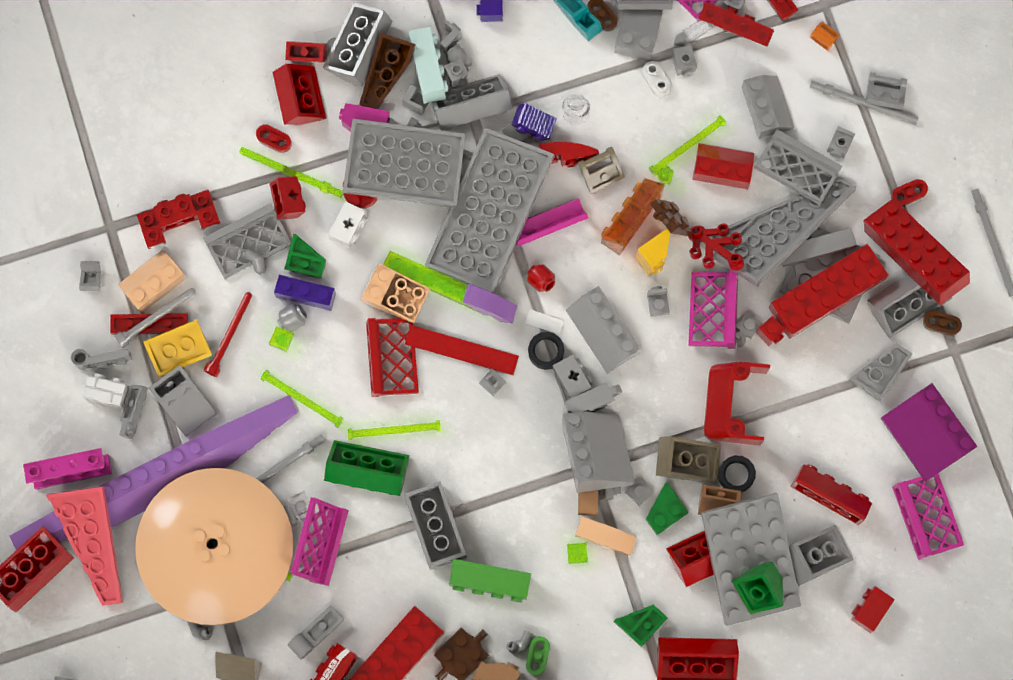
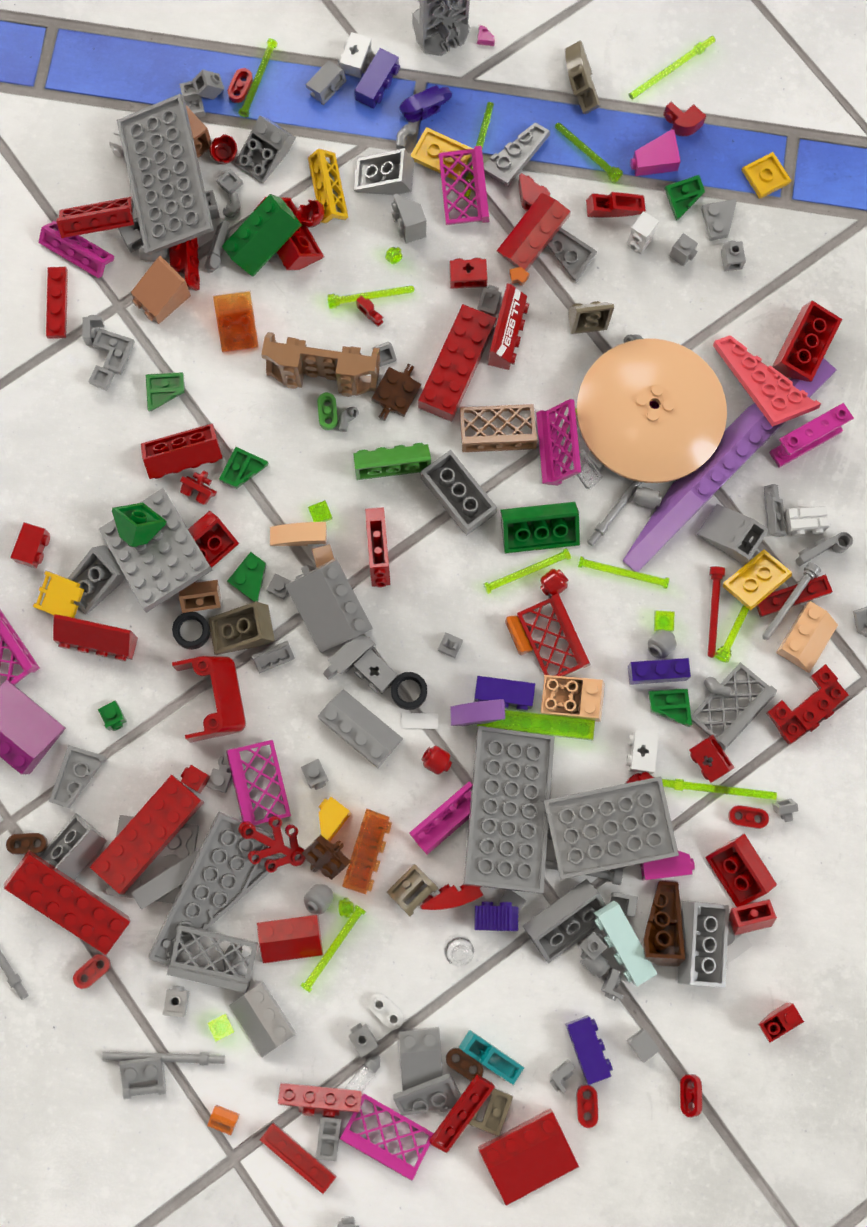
camera: 160 degrees right, 0 degrees up
(235, 292) = (724, 652): none -> clear neon green piece
(237, 135) = (785, 809): none -> light grey tile
(251, 463) = (647, 497): none -> light grey brick
(315, 633) = (533, 369): light grey plate -> none
(373, 408) = (553, 582): none -> red head
(378, 568) = (496, 442): none -> medium nougat fence
(424, 370) = (518, 635): none -> orange slope
(457, 319) = (514, 693): none -> dark purple brick
(461, 350) = (490, 666): red sticker -> none
(531, 497) = (377, 547): none -> red slope
(665, 423) = (273, 657): none -> light grey plate
(688, 188) = (318, 899): none -> light grey head
(689, 618) = (190, 484): none -> red hips
(806, 110) = (220, 1027): none -> clear neon green plate
(833, 416) = (112, 716): none -> green bracket
(855, 546) = (59, 595): none -> yellow plate

